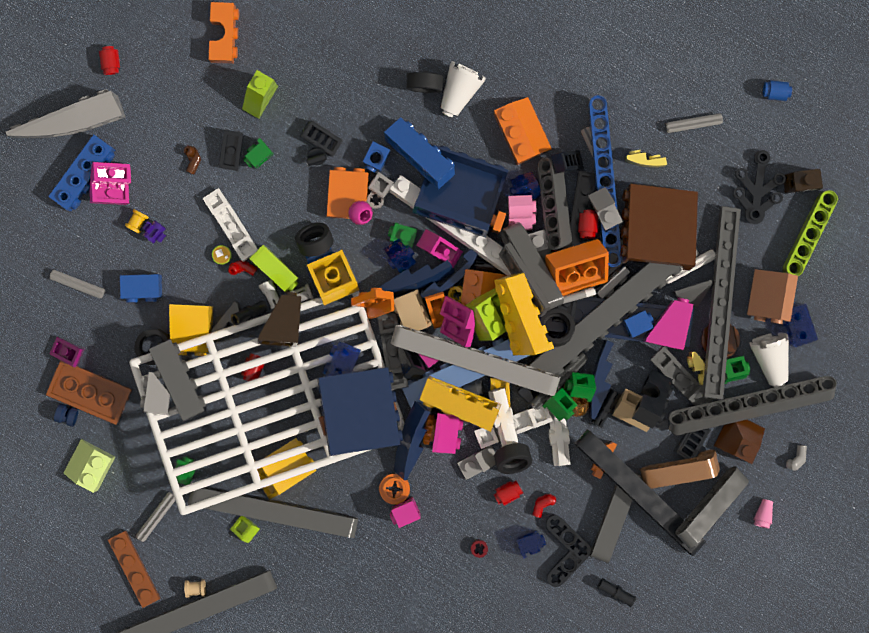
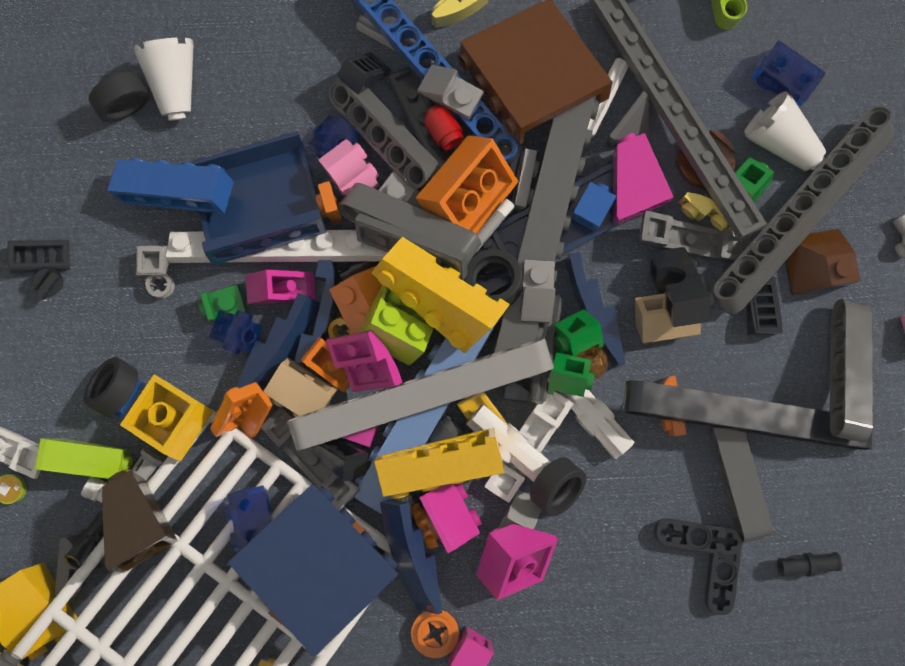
camera: 35 degrees left, 5 degrees down
(240, 266) = (45, 485): red arm -> none
(252, 373) = (147, 611): red brick -> none
(345, 189) = (117, 301): orange brick -> none
(360, 212) = (143, 310): dark pink piece -> none
(376, 148) = (114, 222): blue brick -> none
(464, 480) = (515, 559): none -> dark pink slope
(473, 547) = (604, 628): dark red bush -> none
(508, 492) = (582, 535): red brick -> none
(522, 130) = (282, 76): orange slope -> none
(531, 543) = (657, 579): clear blue brick -> none
(542, 502) = (633, 516): red arm -> none
(575, 349) = (538, 291): none -> light grey slope
(606, 408) = (629, 340): black pin -> none
(682, 471) = (780, 352): medium nougat beam -> none
(772, 296) = (732, 58): nougat brick -> none

